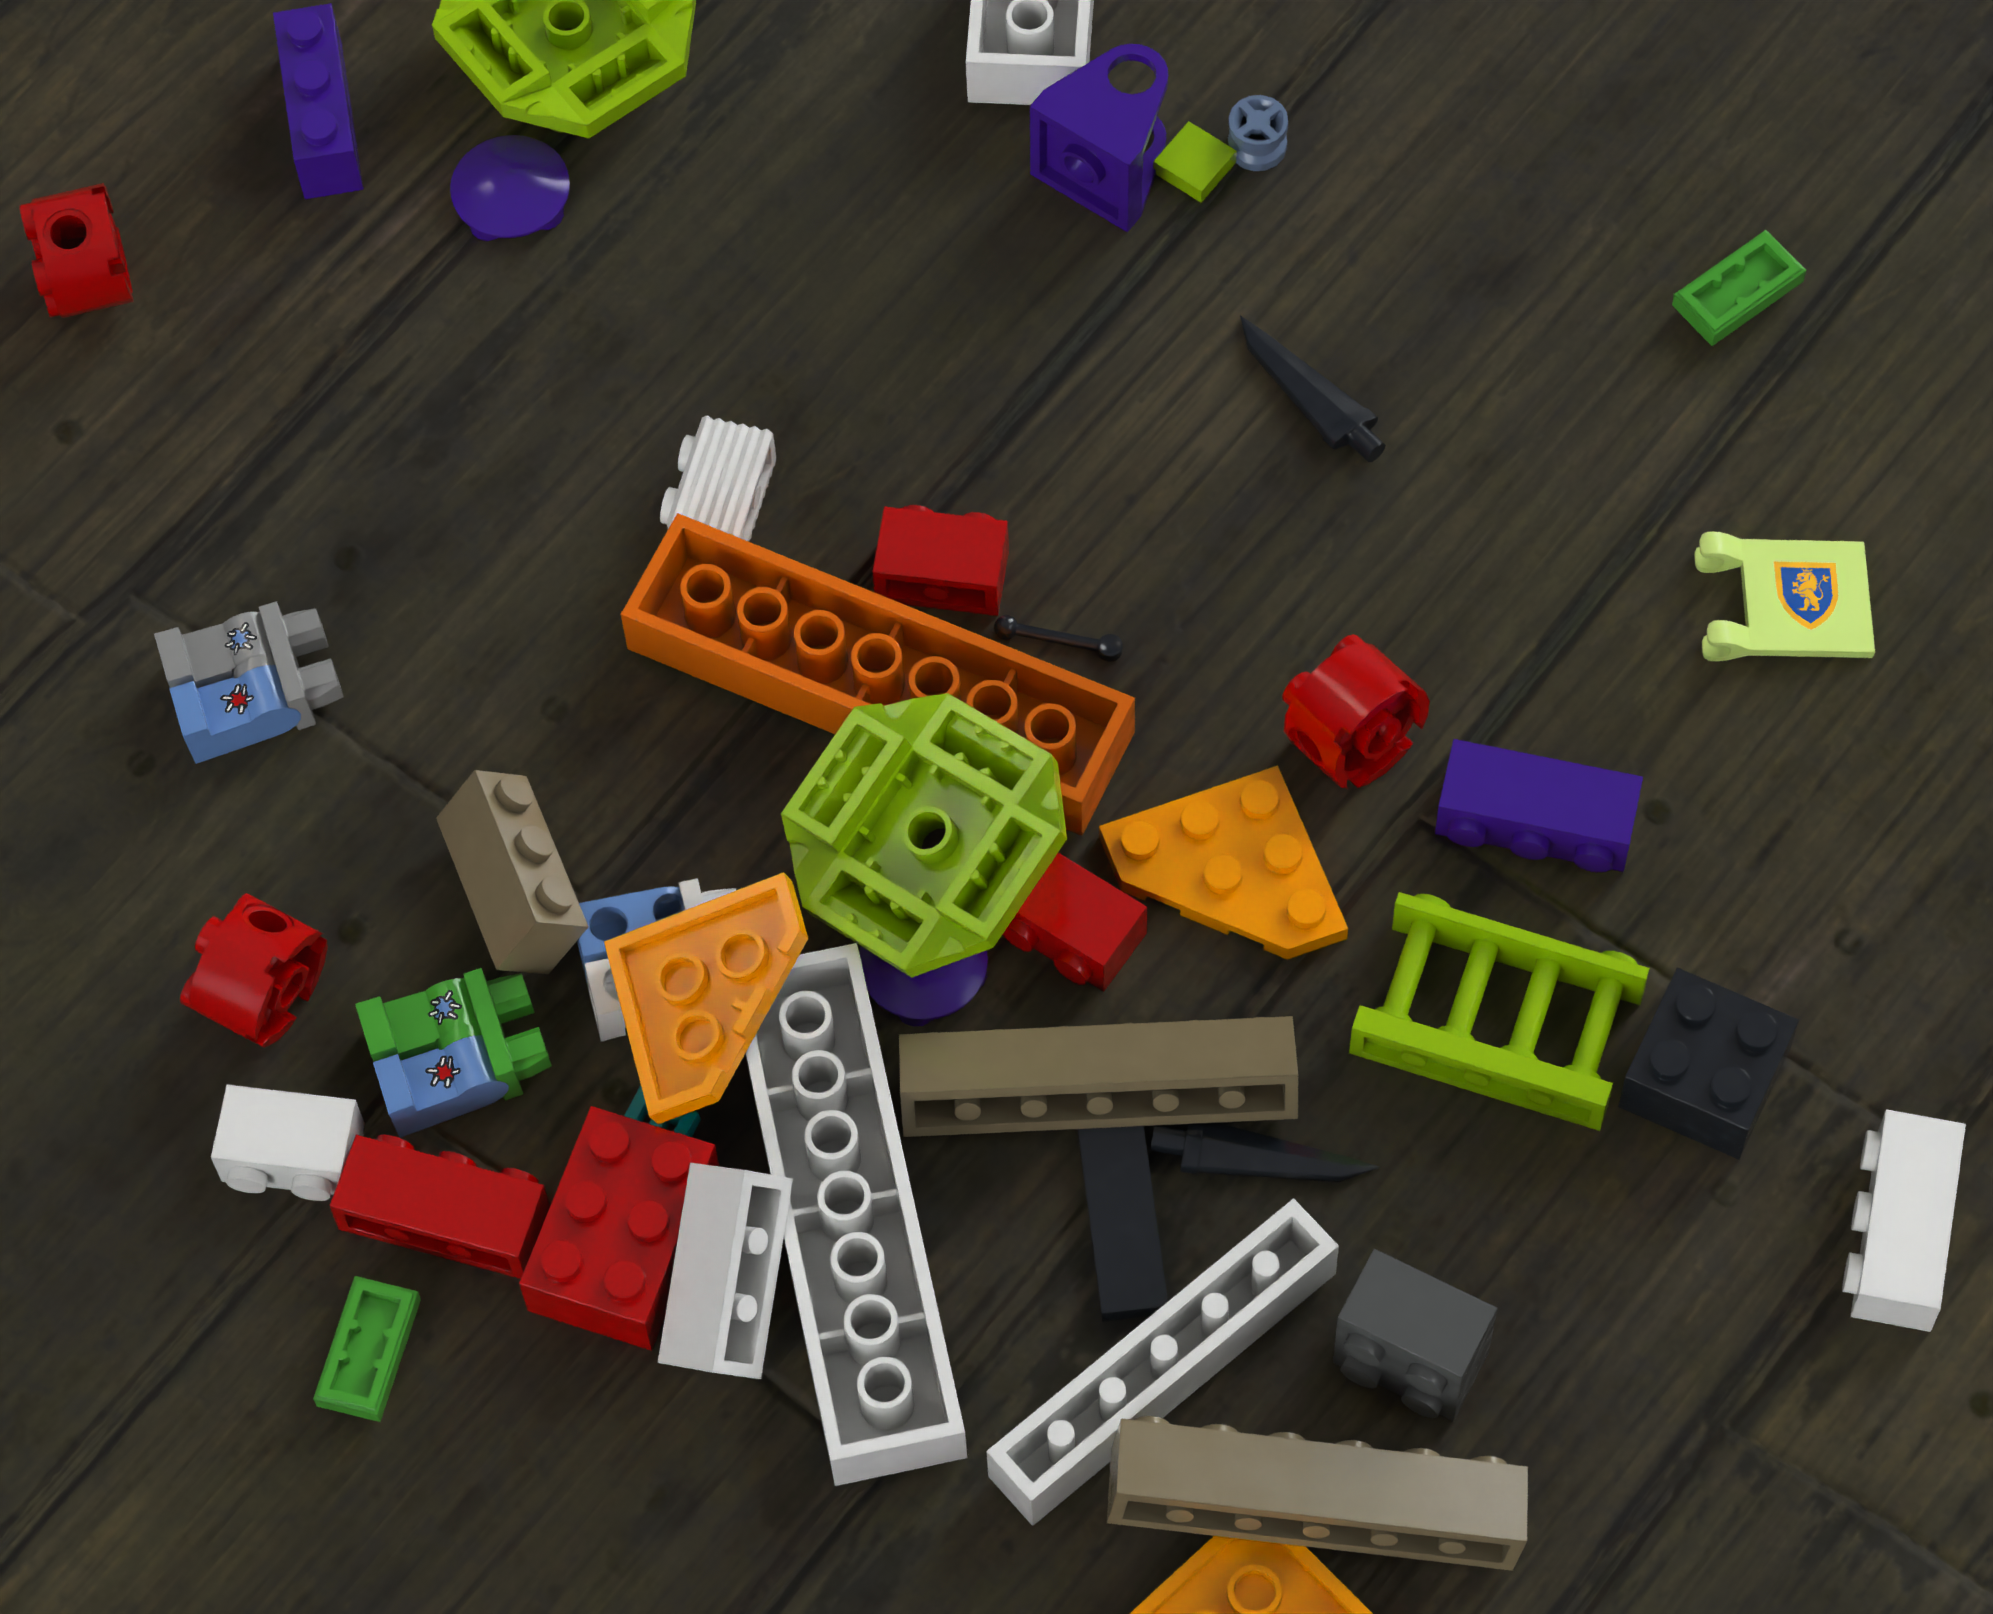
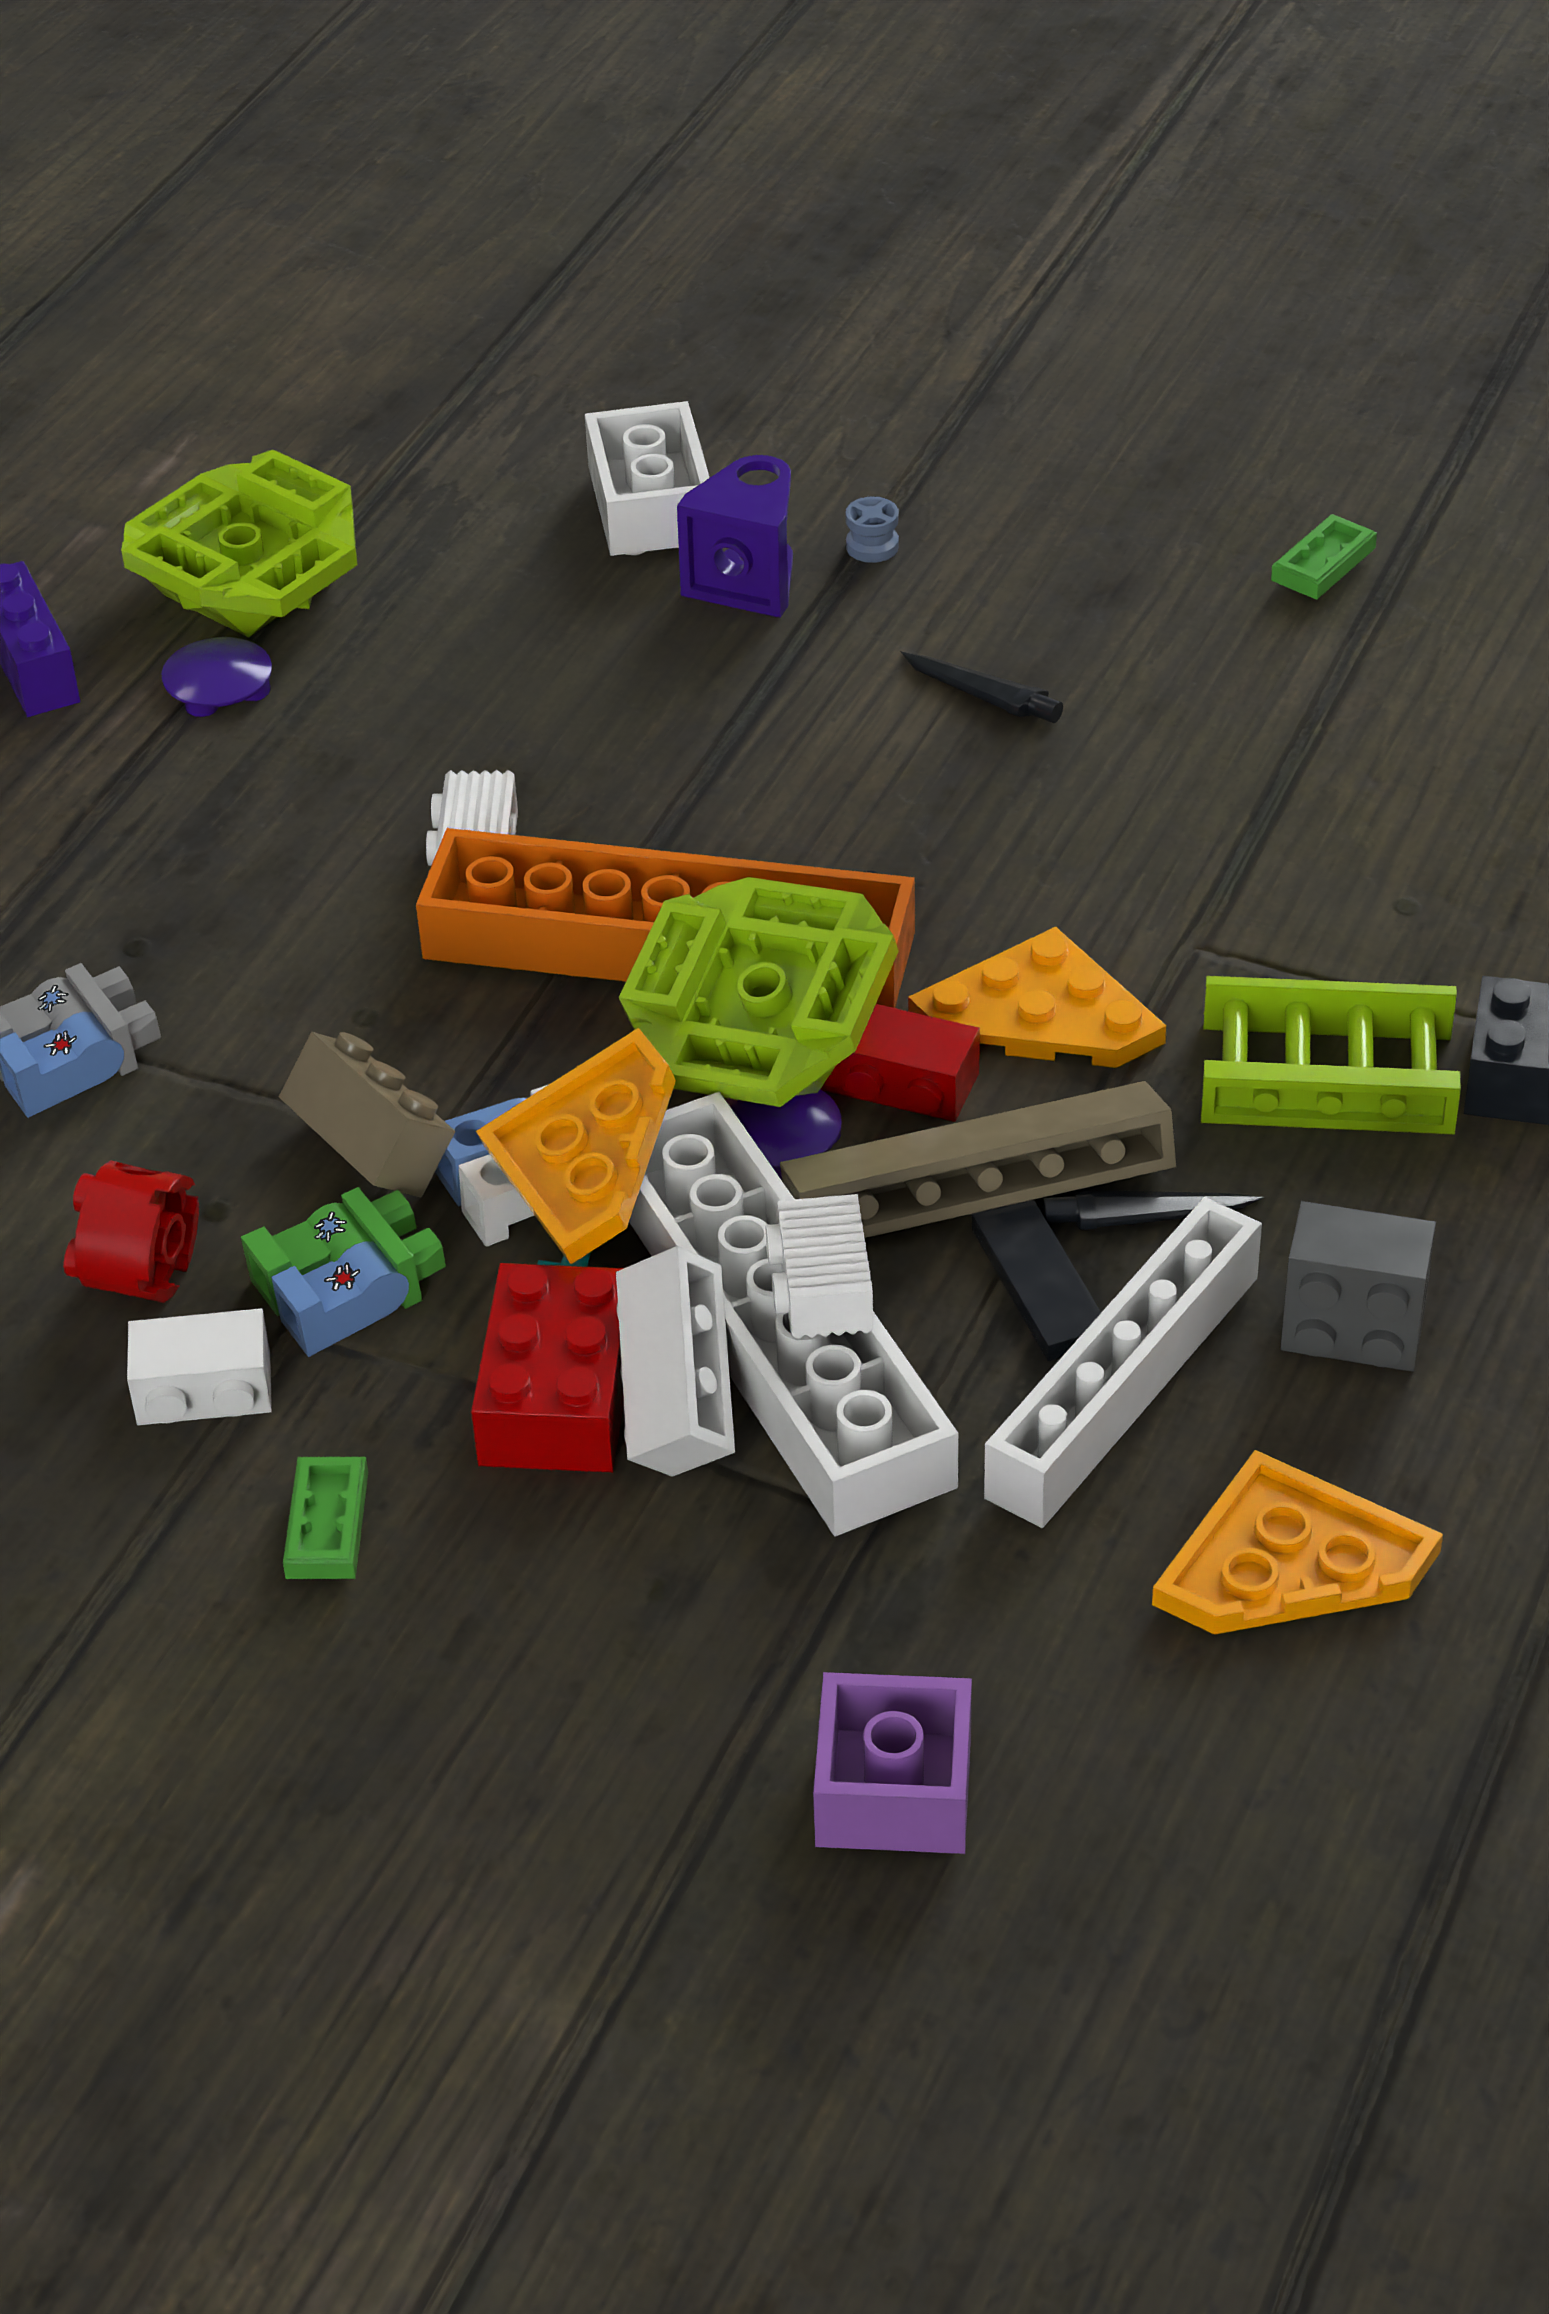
camera: 15 degrees left, 20 degrees down
(440, 1204) = (368, 1388): red brick -> none
(885, 1211) = (823, 1266): none -> white brick
(941, 559) = (699, 825): red brick -> none
(1195, 161) = (823, 560): lime tile -> none
(1318, 1493) = (1316, 1425): dark tan brick -> none
(1354, 713) = (1113, 866): red brick -> none
(1538, 806) = (1303, 908): dark purple brick -> none
(1796, 598) = (1456, 744): yellowish green flag -> none

